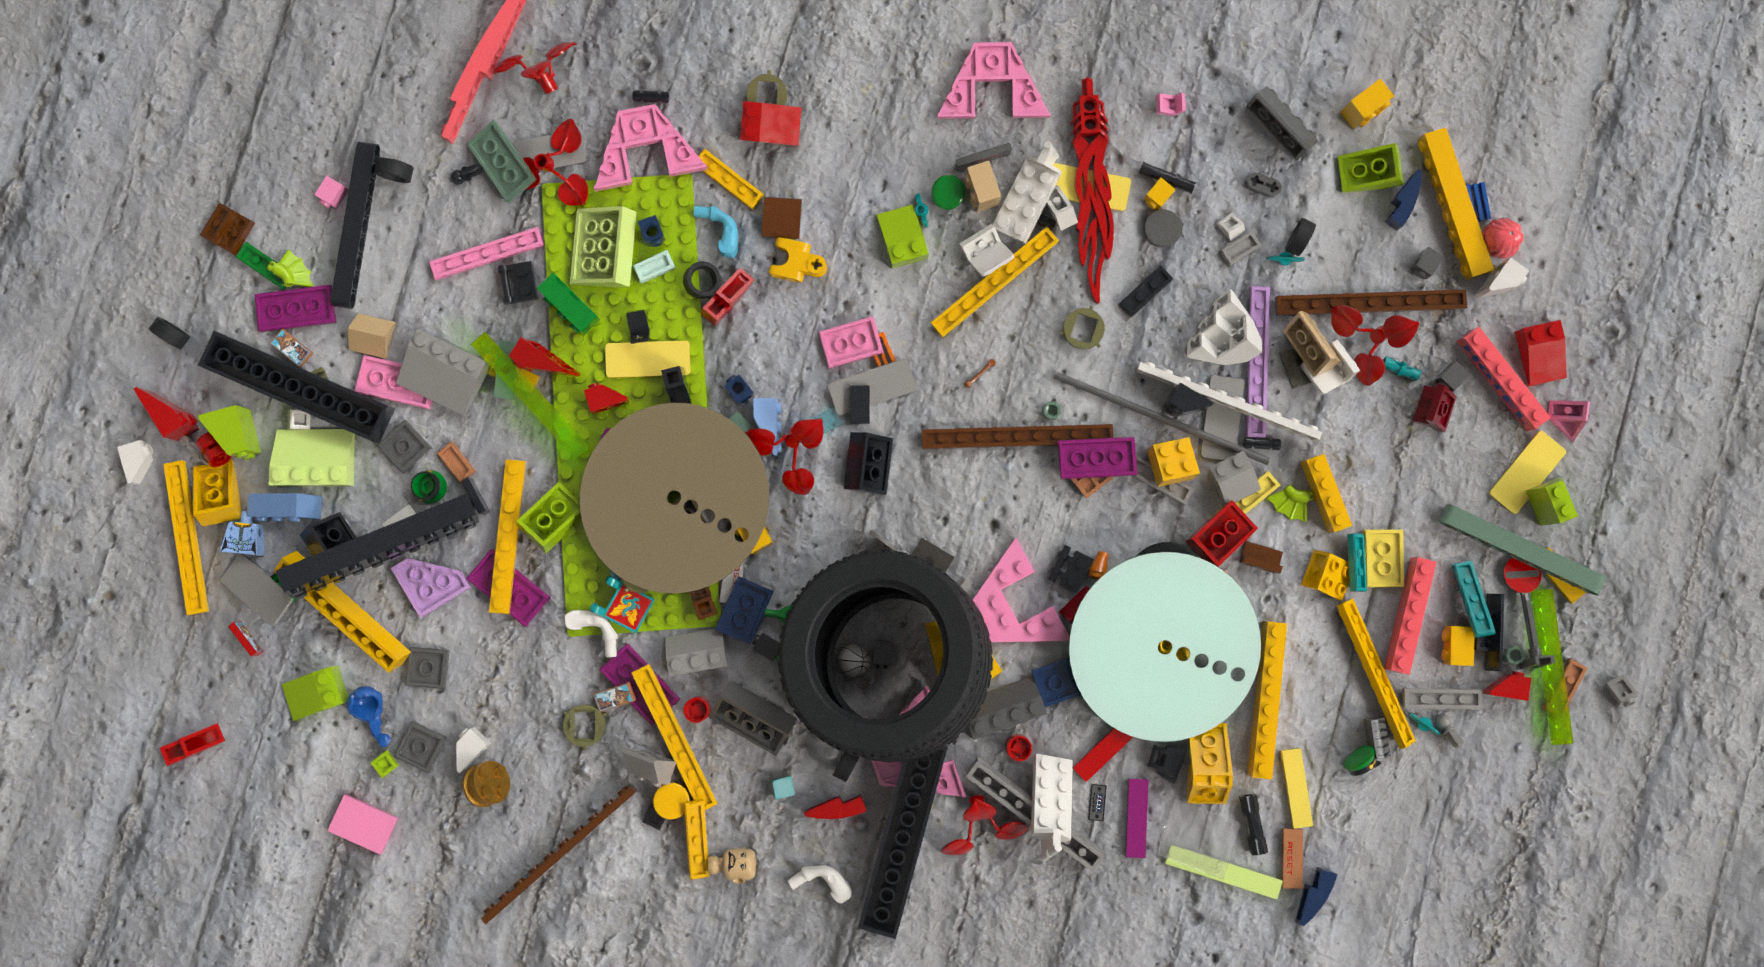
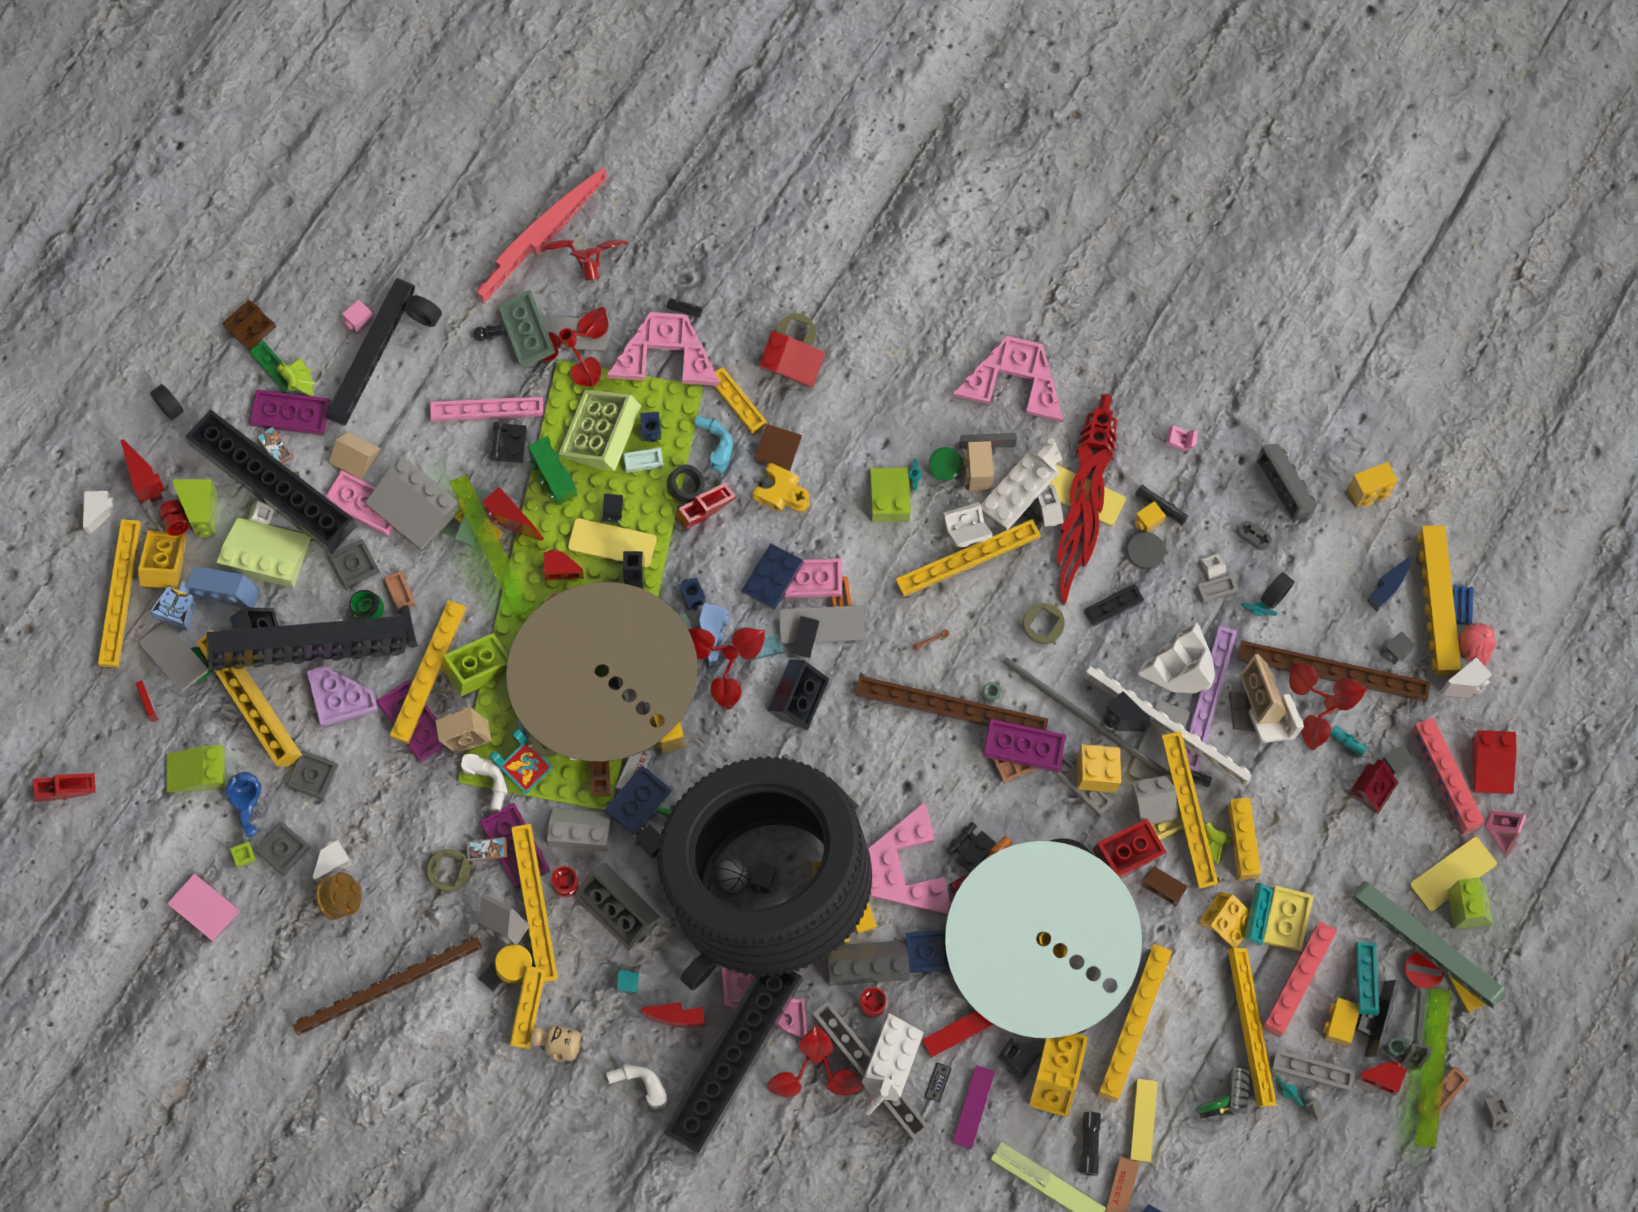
camera: 15 degrees right, 15 degrees down
(557, 590) = (463, 730): none -> tan brick
(811, 351) = (772, 576): none -> dark blue plate
(1269, 480) = (1189, 810): none -> yellow plate
(1371, 169) = (1364, 547): lime slope -> none

